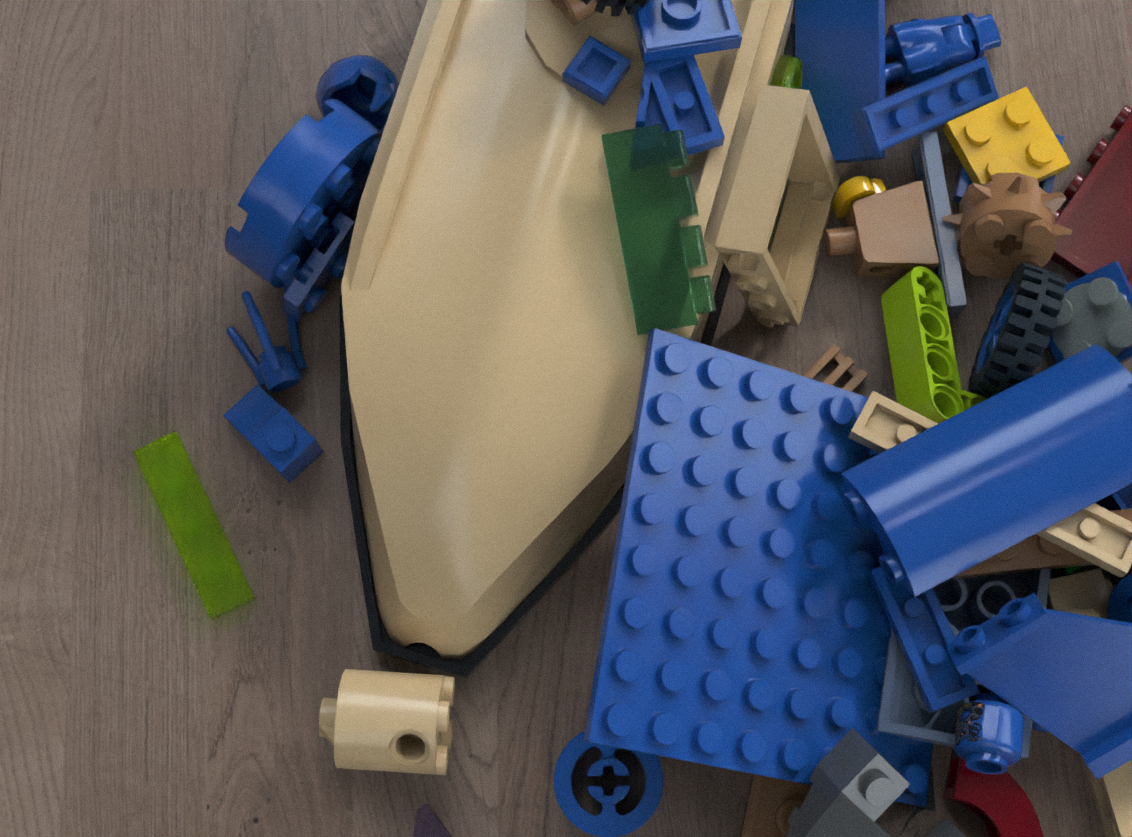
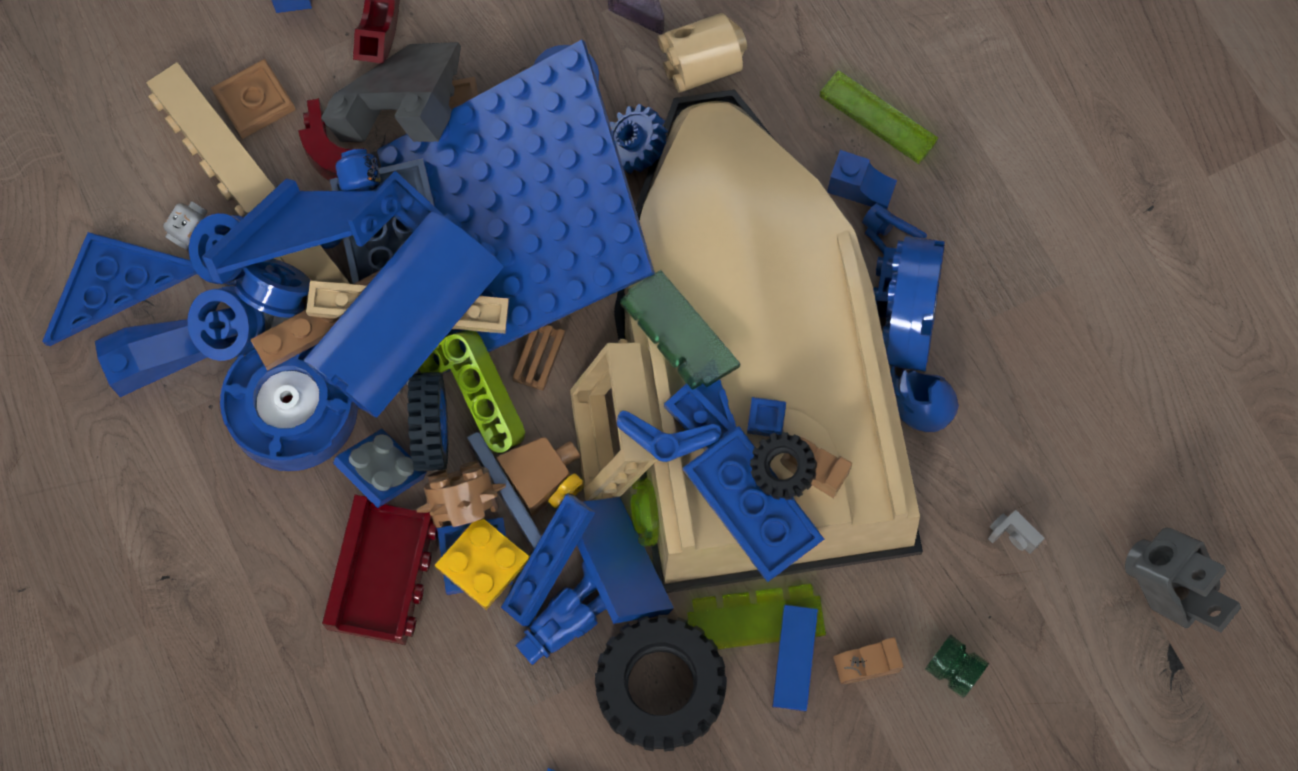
camera: 155 degrees right, 5 degrees down
(529, 625) = (639, 137): none -> blue gear
(748, 84) = (667, 446): none -> blue piece

